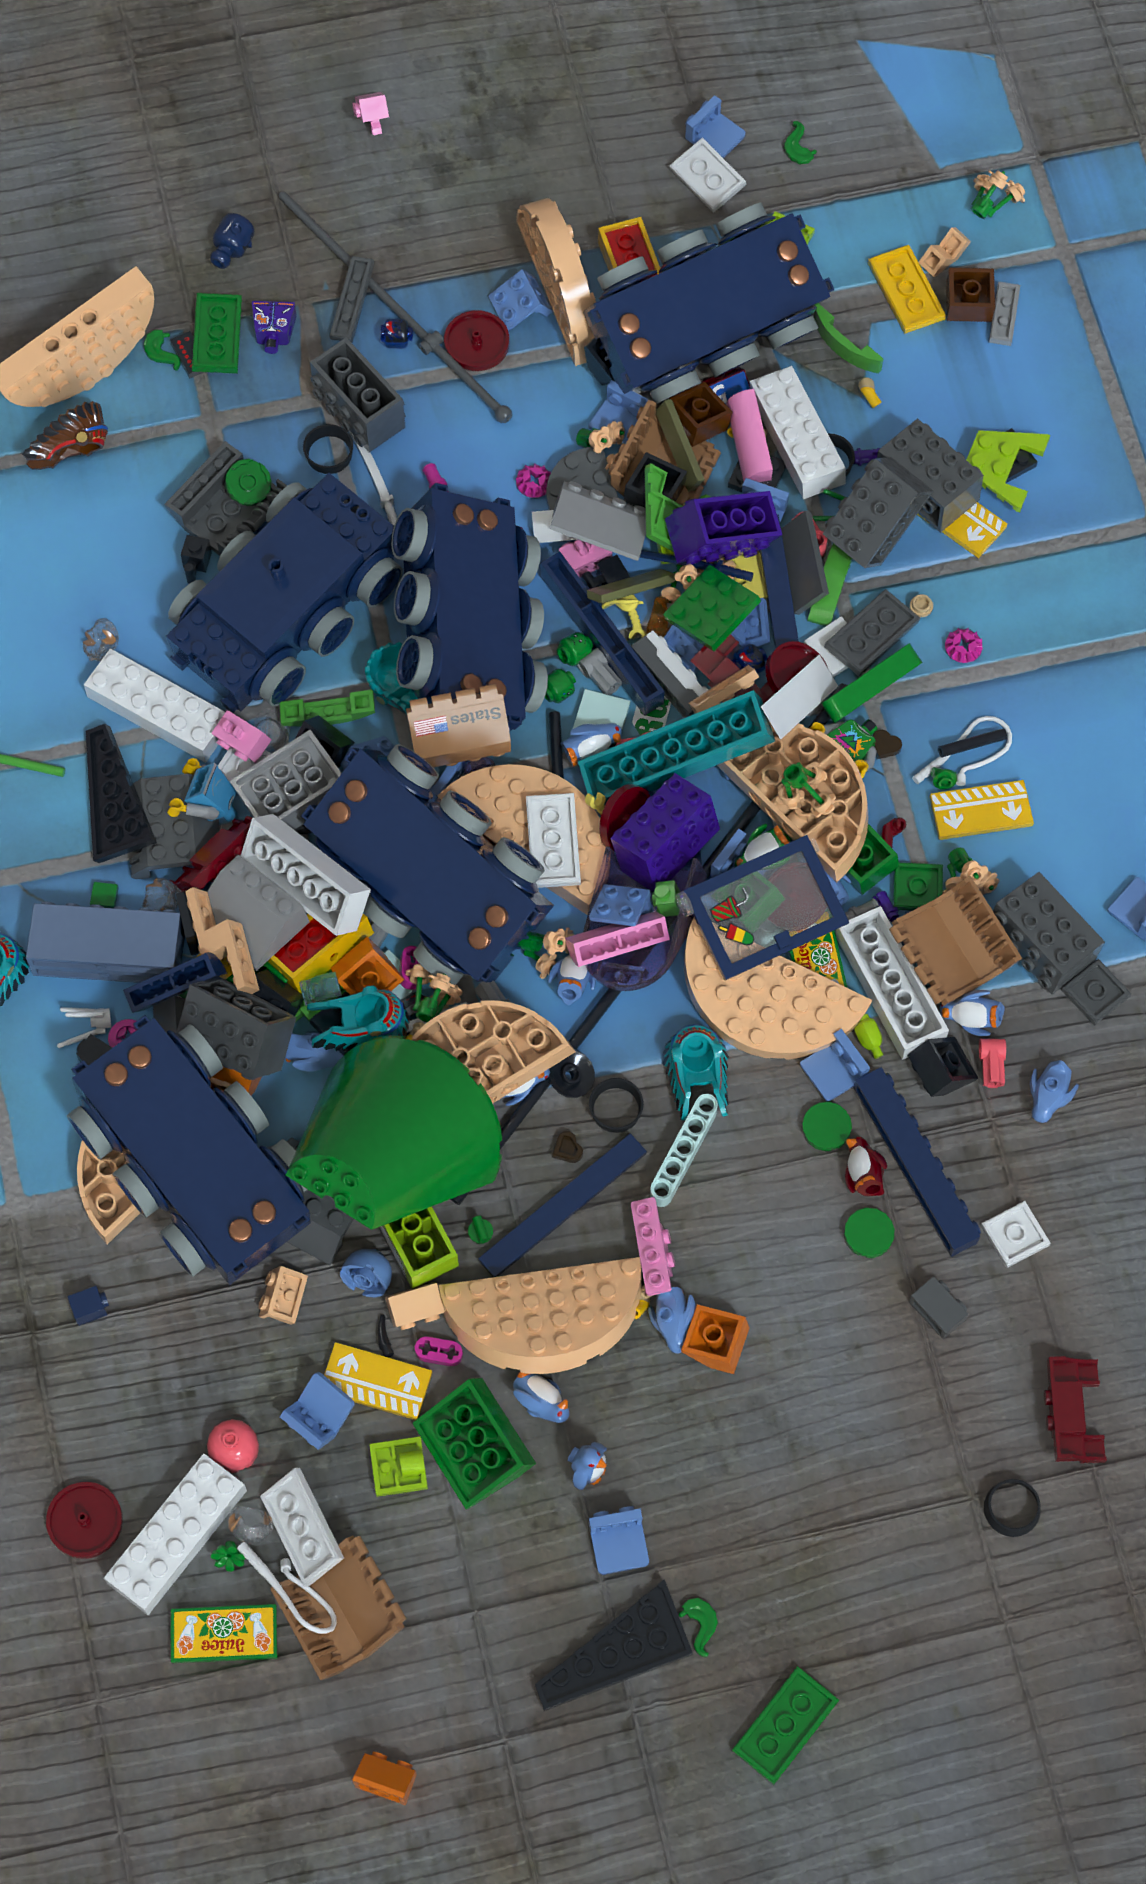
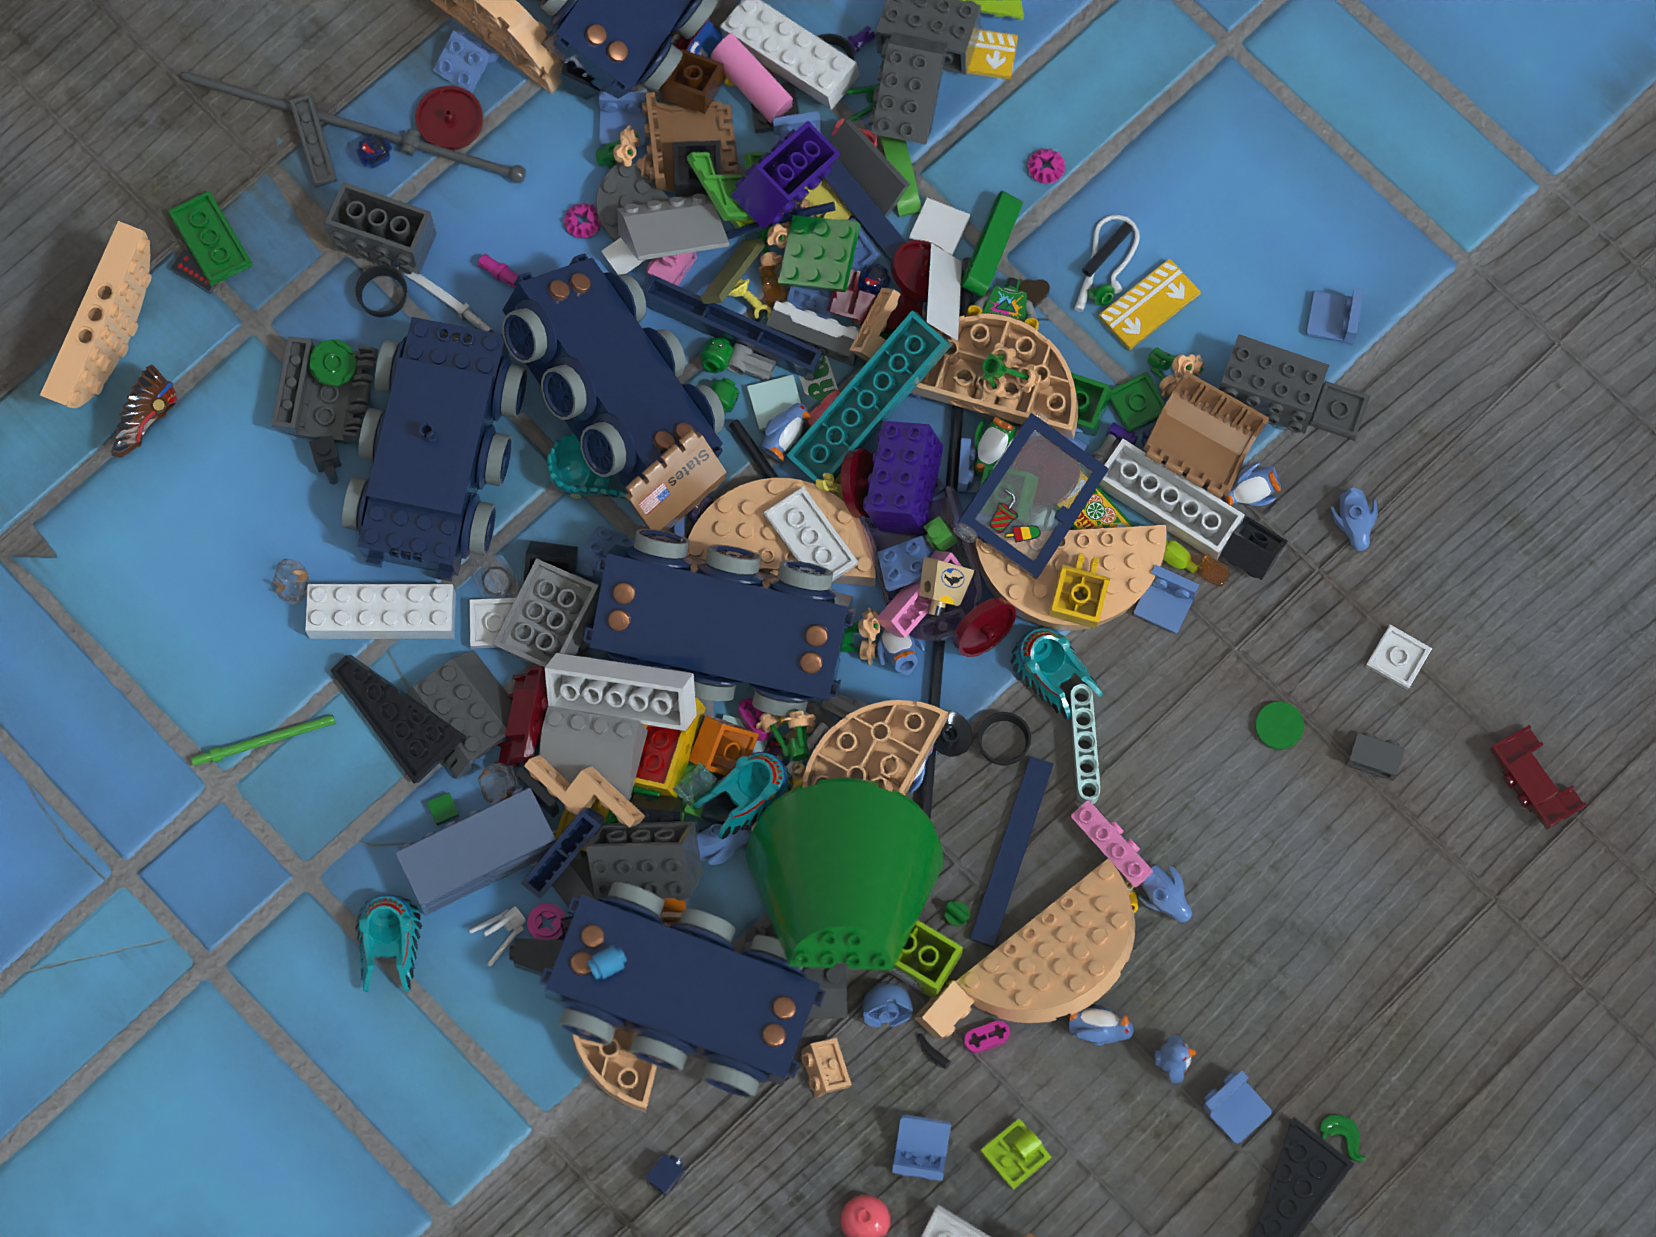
camera: 30 degrees left, 5 degrees up
(134, 1083) = (607, 962): none -> dark azure brick
(152, 347) = (162, 286): green piece -> none
(208, 795) = (482, 666): dark azure torso -> none
(231, 239) = (167, 143): dark blue piece -> none
(241, 737) = (477, 598): bright pink brick -> none
(273, 323) = (256, 202): dark purple torso -> none
(333, 711) = (538, 529): bright green slope -> none
(379, 1380) = (952, 1091): yellow tile -> none
(473, 1442) = (1065, 1097): green slope -> none
(567, 1148) = (984, 799): dark brown tile -> none
(607, 571) = (703, 269): black brick -> none
(639, 938) = (943, 584): none -> tan torso
(656, 998) = (984, 627): none -> dark red piece
(679, 444) = (694, 118): olive tile -> none
(716, 1338) = (1211, 890): orange slope -> none
(753, 999) = (1089, 584): none -> yellow hinge
(785, 1725) = (1462, 1177): green tile -> none
(826, 1126) = (1189, 655): green tile -> none
(864, 1168) = (1244, 673): dark red animal -> none
(872, 632) = (963, 197): dark grey tile -> none
(892, 829) = (1085, 364): dark red arm -> none
(893, 1064) = (1212, 571): none -> clear orange hair
(917, 1162) = (1282, 642): dark blue brick -> none
(921, 605) = (989, 150): tan plate -> none
(993, 1054) = (1289, 514): coral piece -> none
(999, 1527) = (1518, 904): black tyre -> none

